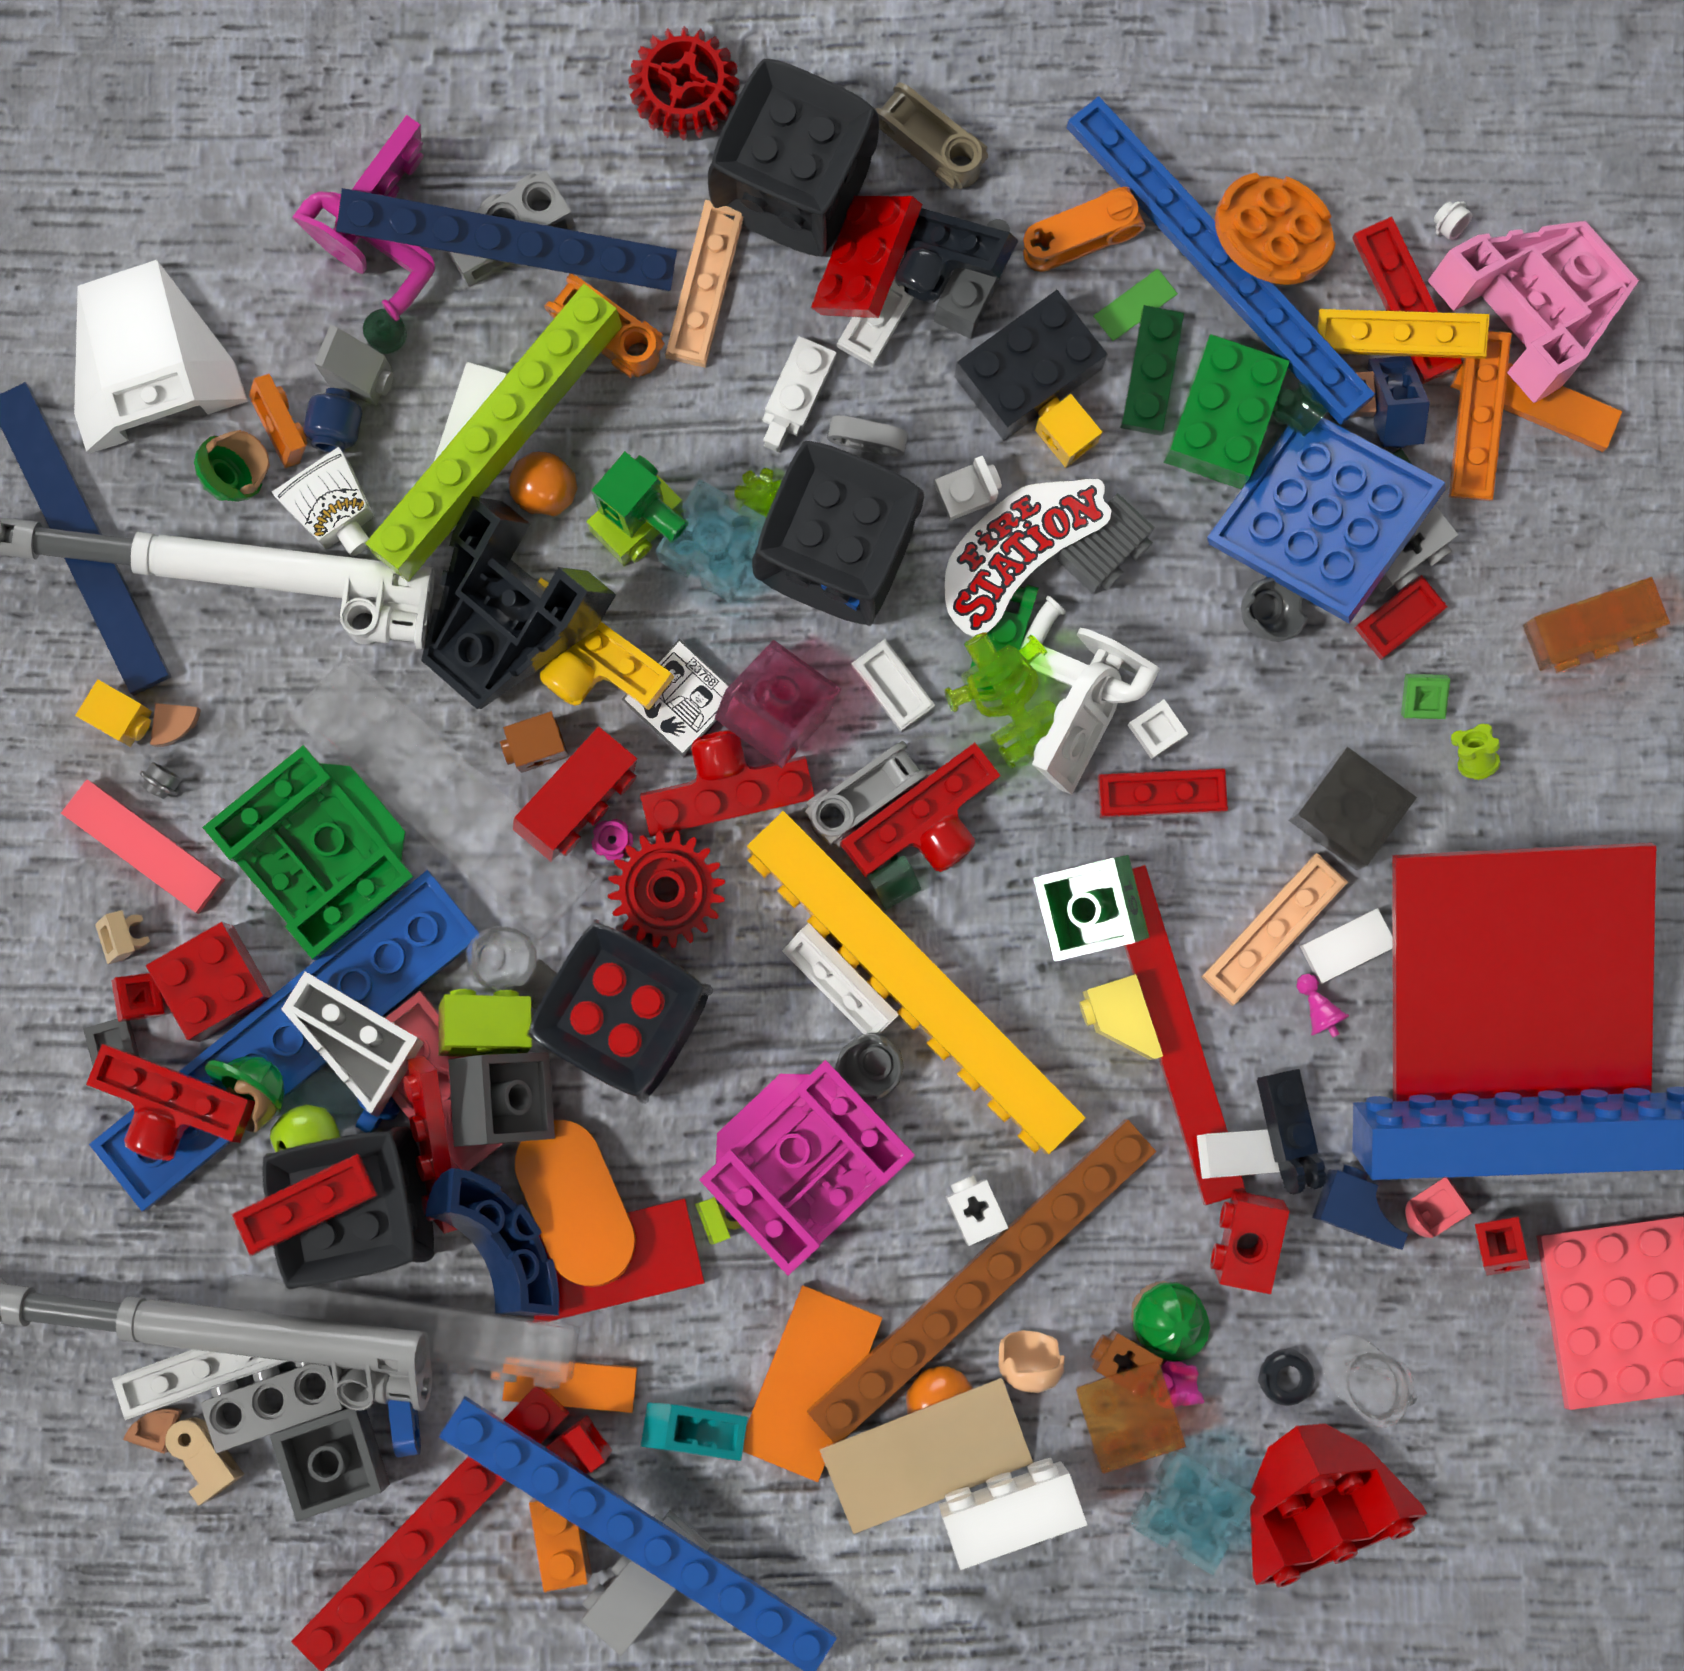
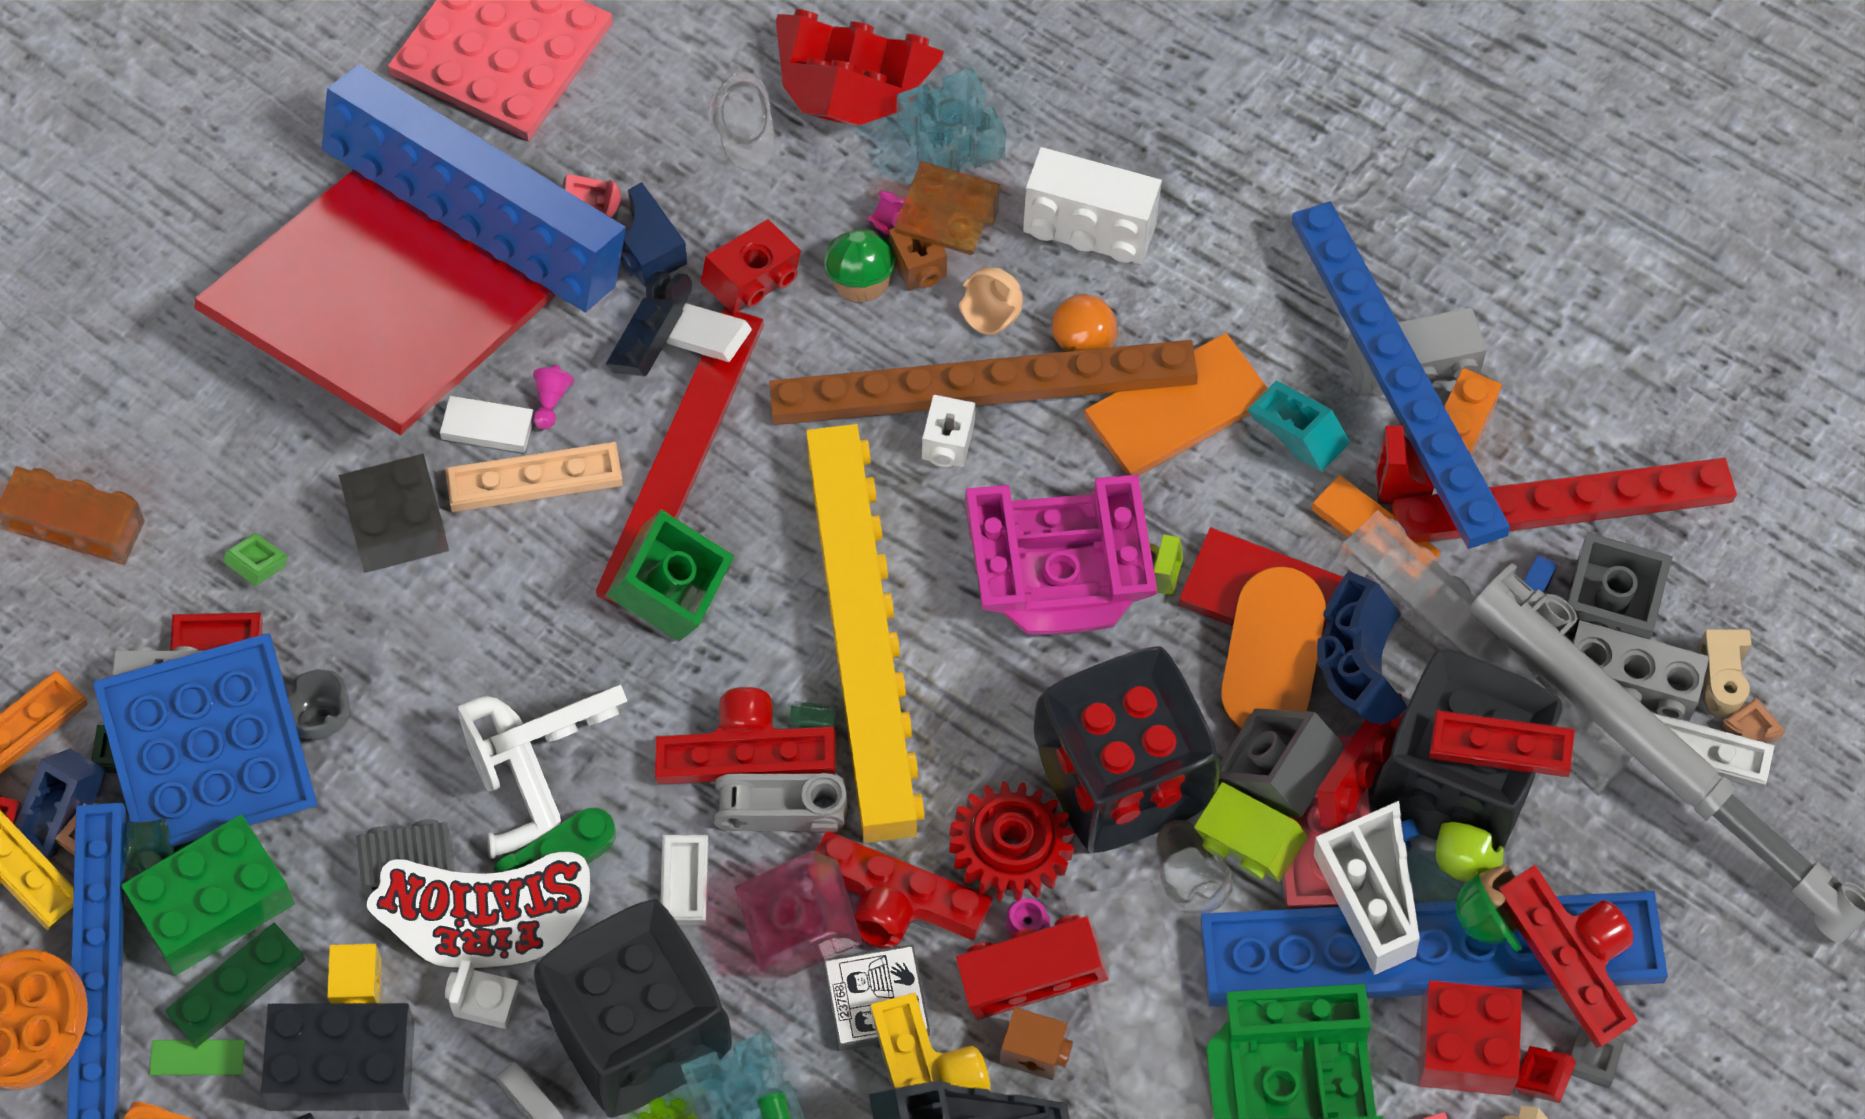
camera: 140 degrees left, 20 degrees down
(839, 981) = (922, 670): white tile -> none
(871, 1065) = (947, 590): dark grey hair -> none
(926, 1455) = (1125, 291): tan sticker -> none
(992, 669) = (597, 791): clear neon green piece -> none
(1122, 1016) = (712, 492): light yellow slope -> none
(1157, 729) = (495, 680): white plate -> none
(1162, 793) = (533, 638): red tile -> none
(1270, 1369) = (805, 184): black piece -> none
(1477, 751) = (256, 486): lime brick -> none
(1502, 1246) = (563, 138): red brick -> none

